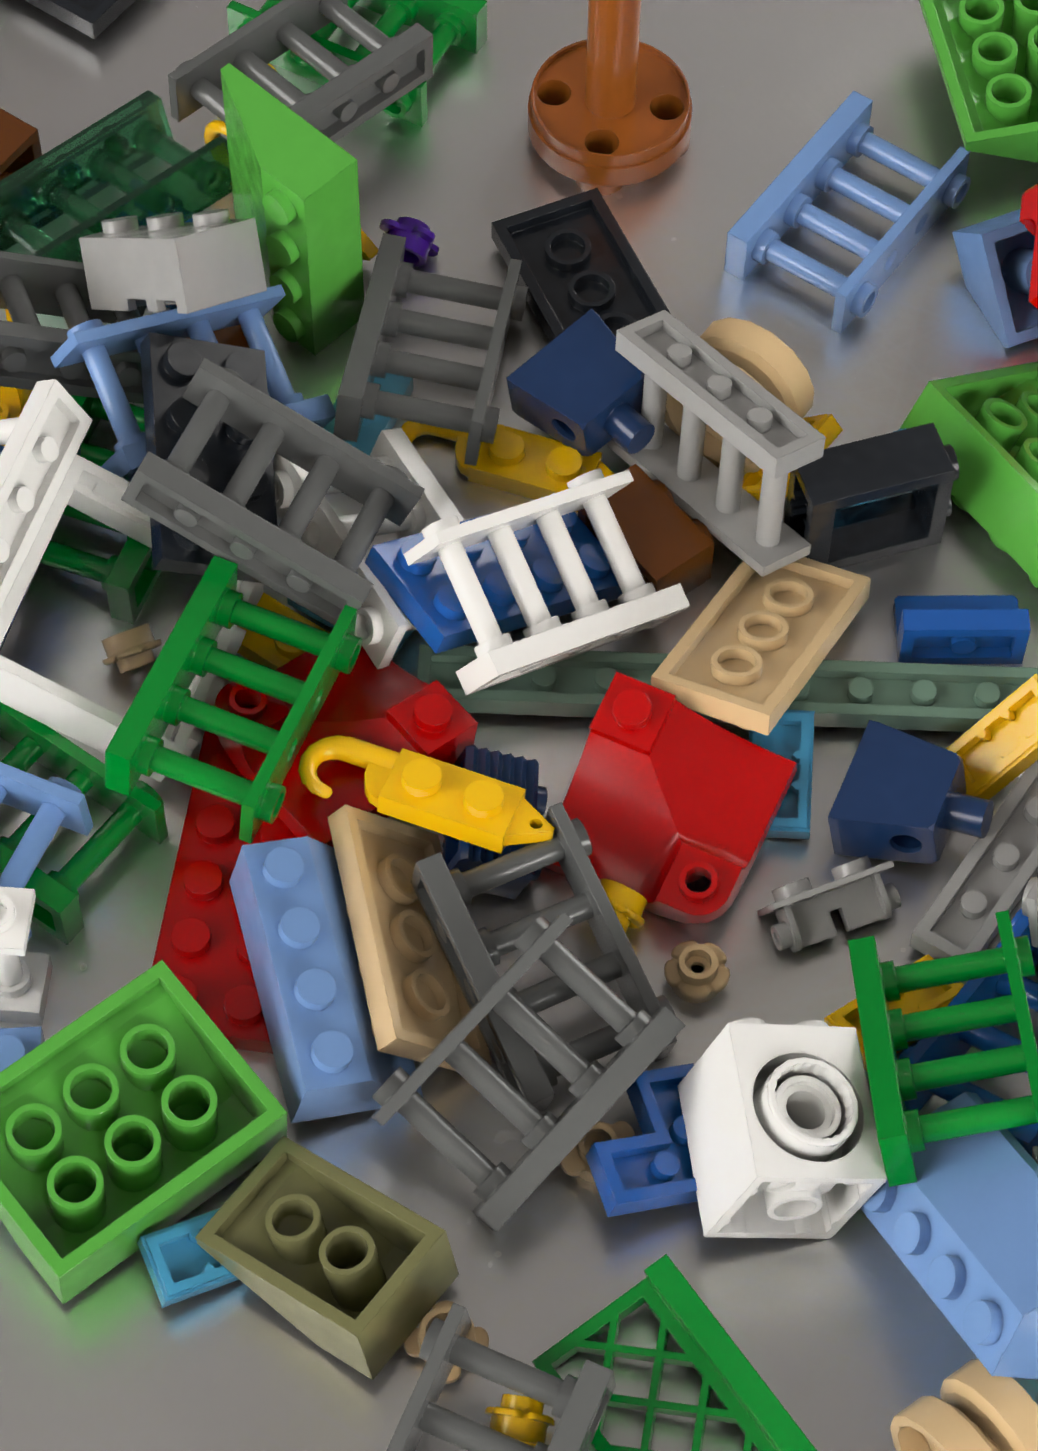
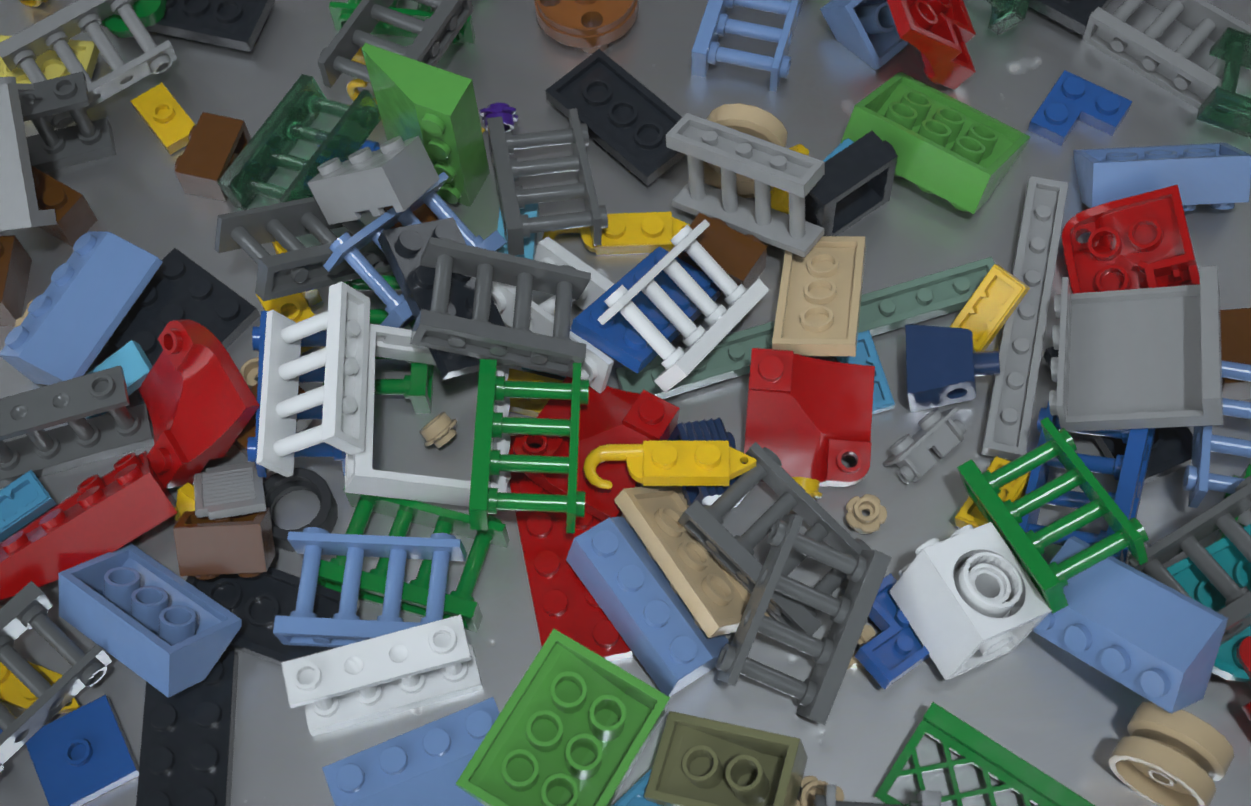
camera: 15 degrees left, 5 degrees up
(582, 390) = (650, 177): dark blue torso -> none
(960, 629) = (926, 249): blue panel -> none

